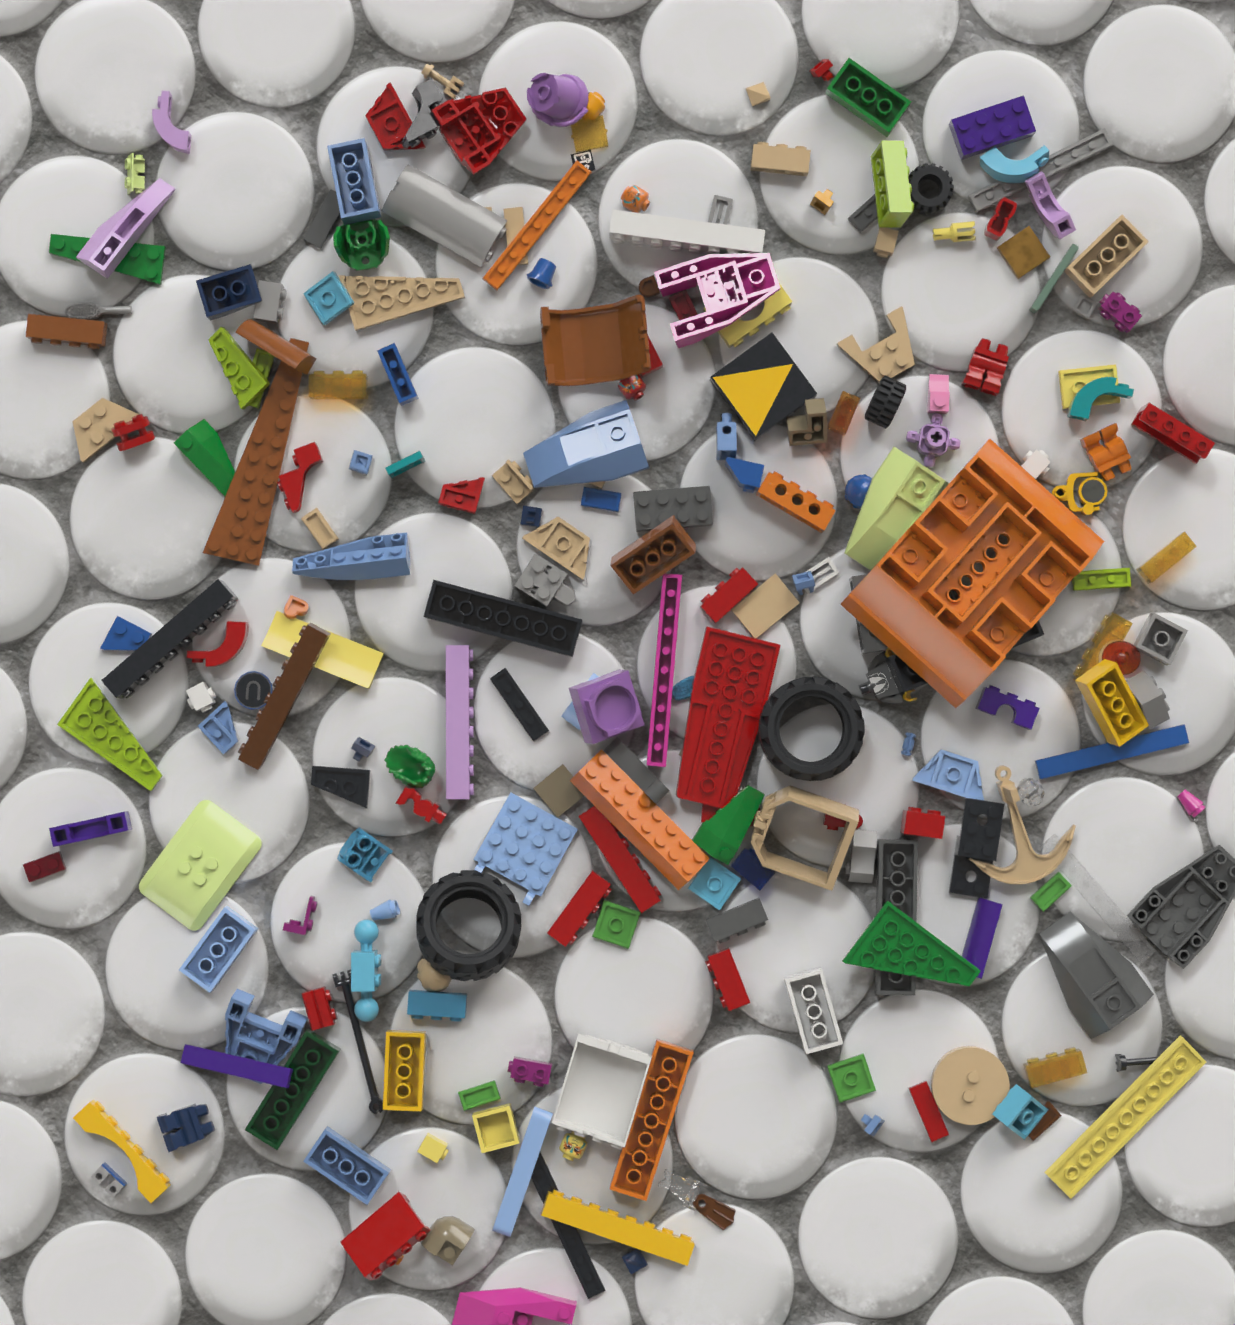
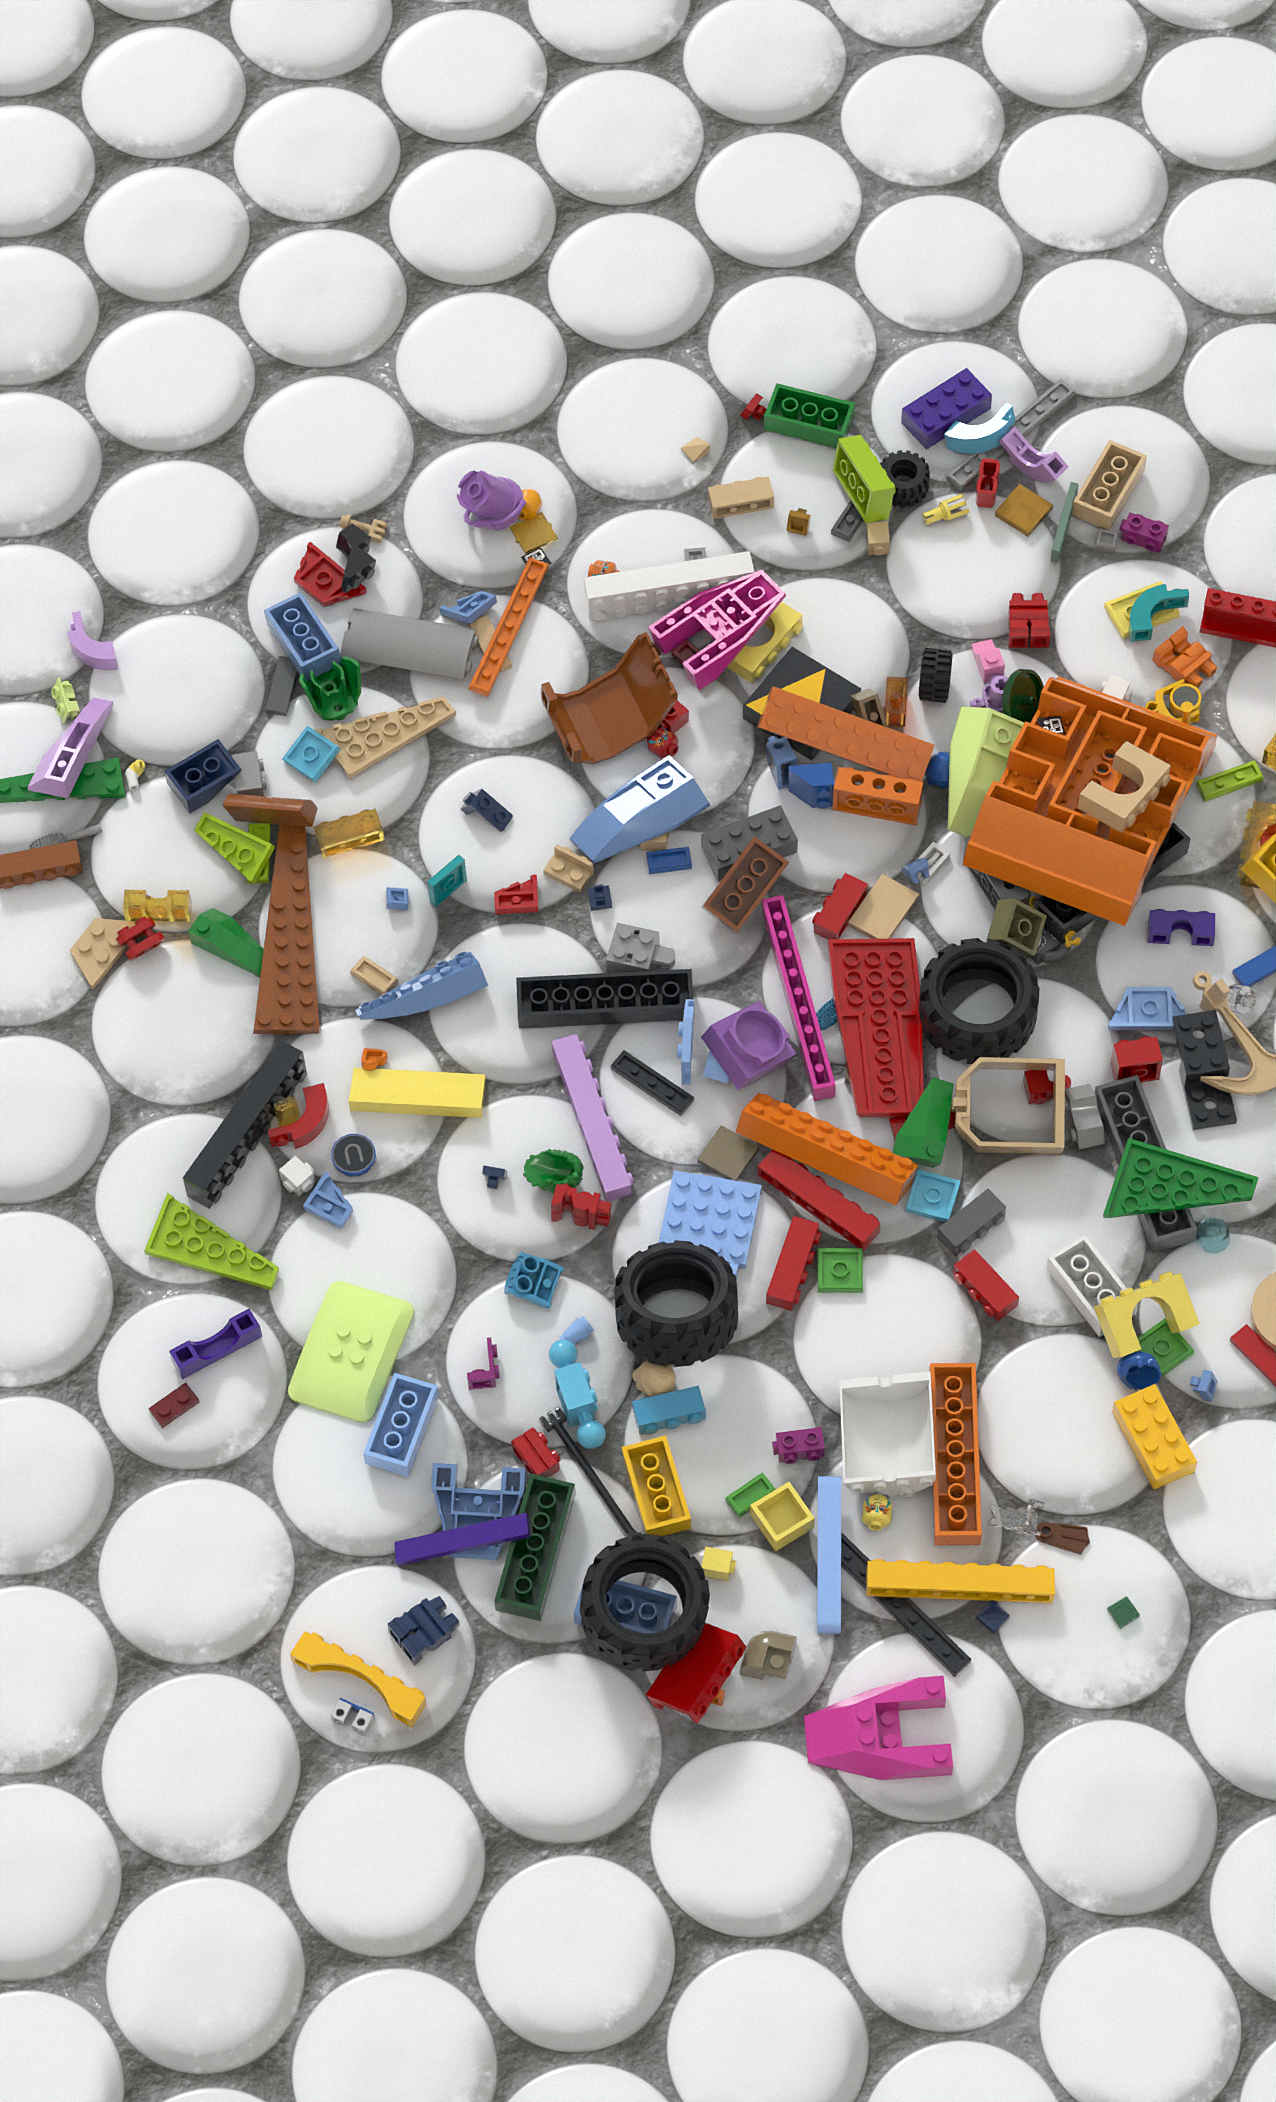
camera: 20 degrees left, 25 degrees down
(125, 636) = (189, 1143): blue wing -> none
(155, 406) = (172, 908): none -> clear yellow arch
(172, 265) = (133, 773): none -> arm
(207, 640) = (287, 1111): none -> clear yellow tile
(284, 695) = (390, 1141): reddish brown brick -> none
(293, 482) = (328, 937): red arch -> none
(343, 782) = (484, 1215): black wing -> none
(356, 1223) = (653, 1556): none -> black tyre
(397, 374) = (409, 801): blue brick -> none
(461, 401) = (488, 808): none -> dark blue bracket
(479, 126) = (416, 554): red wedge -> none
(509, 194) = (470, 607): none -> medium blue wing
(542, 273) = (530, 668): blue piece -> none
(556, 683) = (685, 1049): none -> light blue wing
(562, 544) = (643, 910): tan wing -> none
(636, 770) = (834, 1111): dark grey beam -> none
(738, 1290) = (1123, 1612): none -> clear green tile
(751, 868) = (969, 1166): clear blue brick -> none
(785, 442) = (845, 735): none -> orange brick
(815, 1155) = (1154, 1436): none -> yellow brick
(822, 1050) = (1116, 1313): none -> light yellow arch
(823, 1095) = (1138, 1370): none -> blue hair
(865, 676) = (1017, 926): none -> olive brick
(888, 356) = (924, 633): tan wing -> none
(908, 744) = (1089, 995): medium blue piece -> none
(929, 993) = (1213, 1235): none -> clear light blue hair
(952, 452) = (1022, 695): none -> dark green piece
(963, 495) = (1052, 723): none -> black sticker
(981, 933) = (1245, 1152): dark purple brick -> none
(985, 619) = (1121, 809): none -> tan arch

